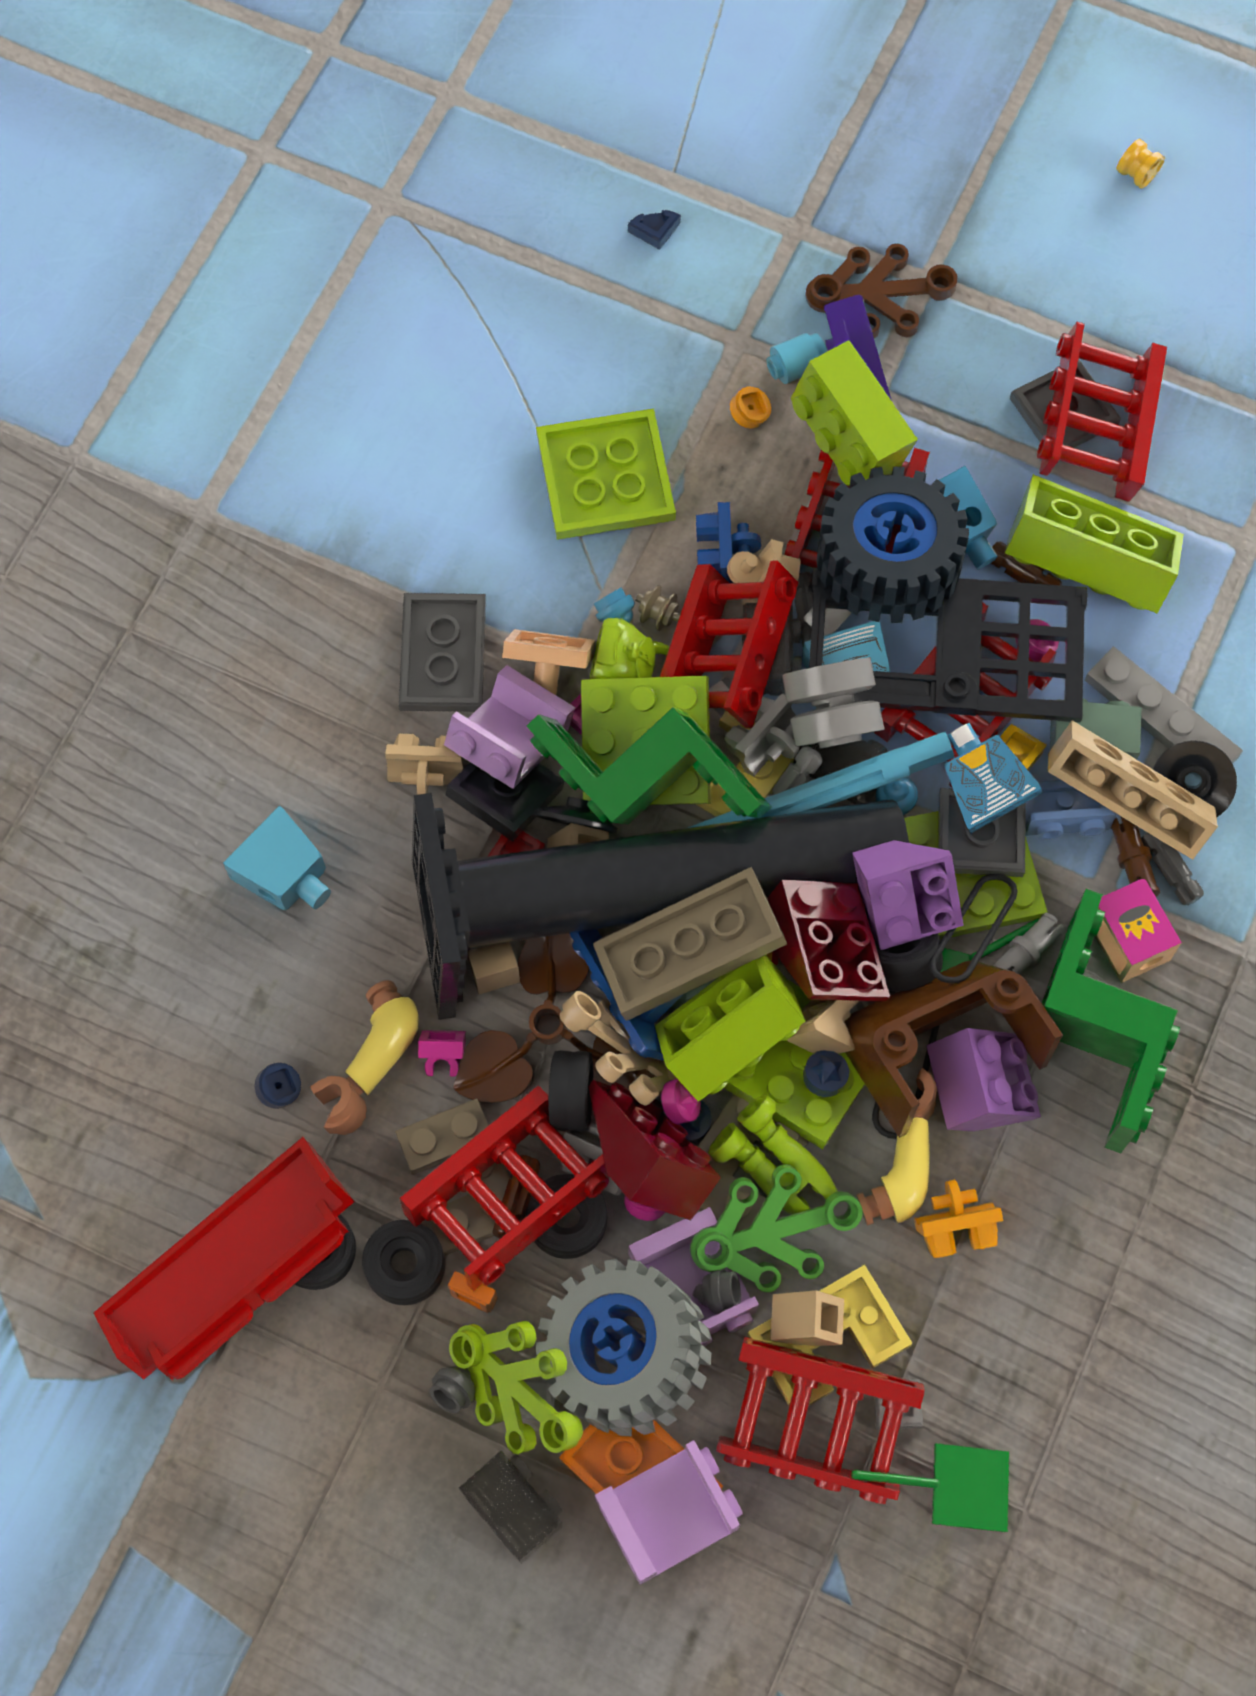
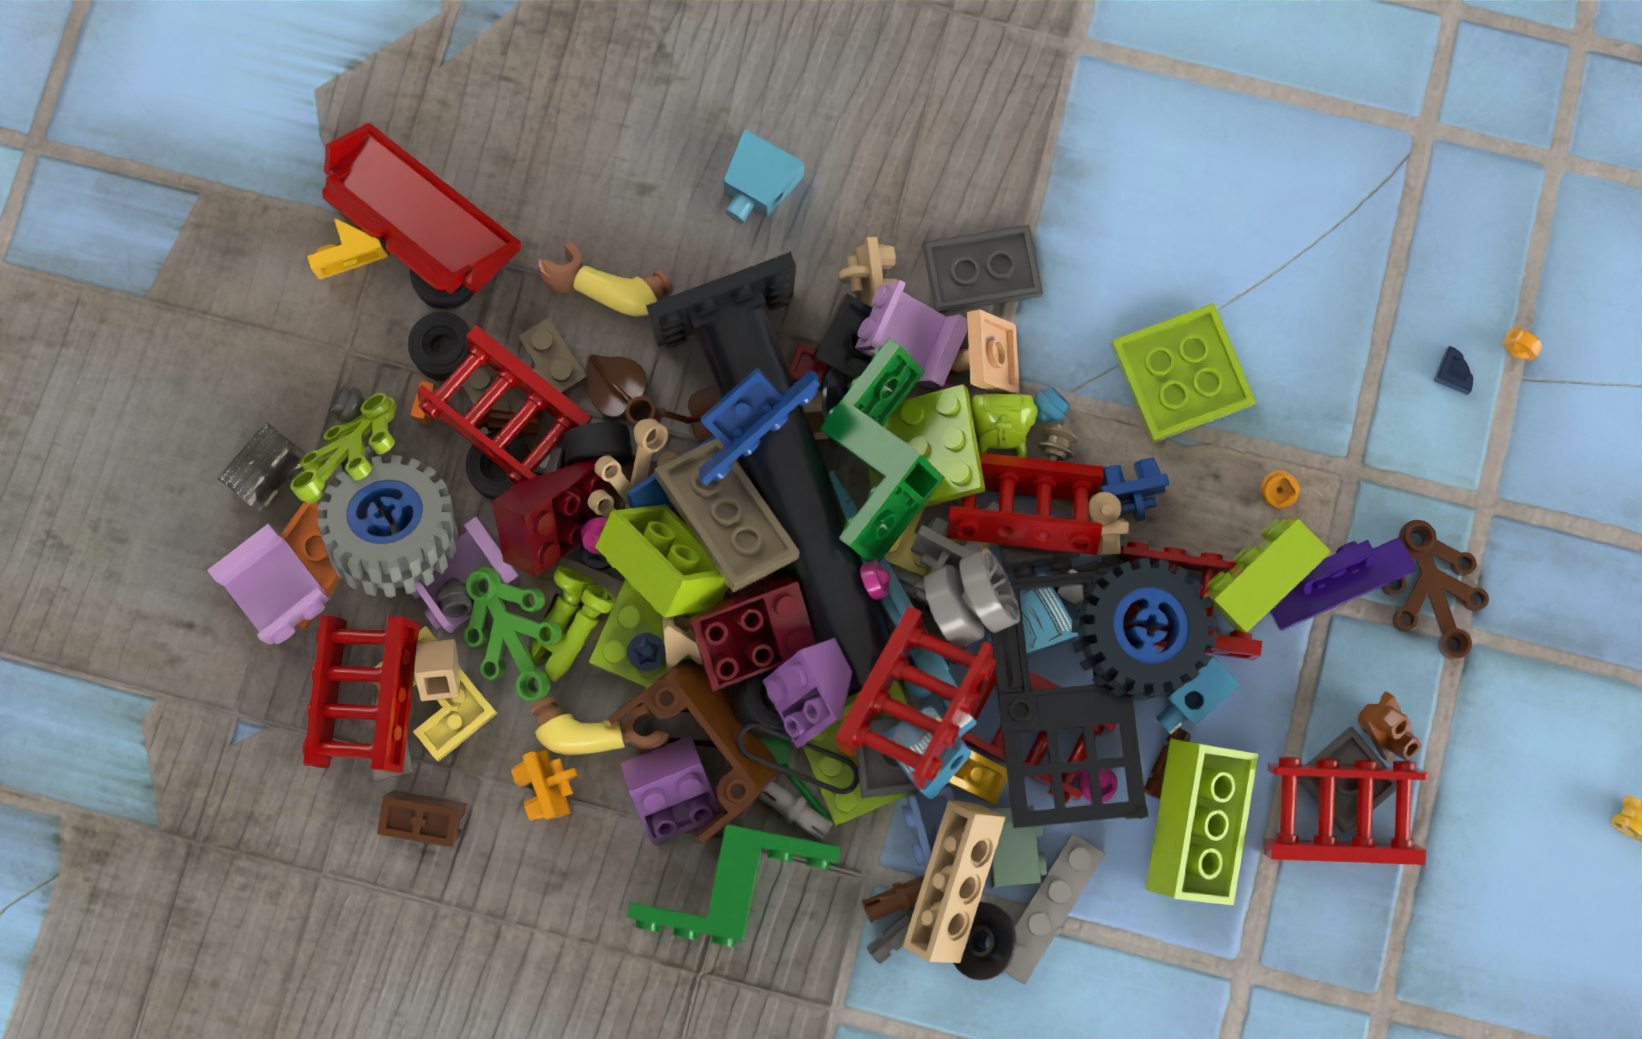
camera: 80 degrees right, 10 degrees up
(255, 1349) = (355, 251): none -> yellow slope
(277, 1085) = (571, 218): dark blue tile -> none
(442, 1045) = (624, 338): dark pink tile -> none
(493, 967) = (695, 366): tan brick -> none
(590, 884) = (747, 415): none -> blue bracket
(641, 158) = (1522, 344): none -> light orange tile
(790, 800) = (875, 579): none -> dark pink tile
(791, 357) = (1339, 521): medium azure brick -> none
(933, 814) = (894, 666): none -> red fence
(966, 1484) = (329, 823): green piece -> none
(978, 1371) = (421, 818): none -> reddish brown hinge
(1021, 353) = (1389, 729): none -> dark orange hips
(1135, 931) = (828, 901): piece -> none

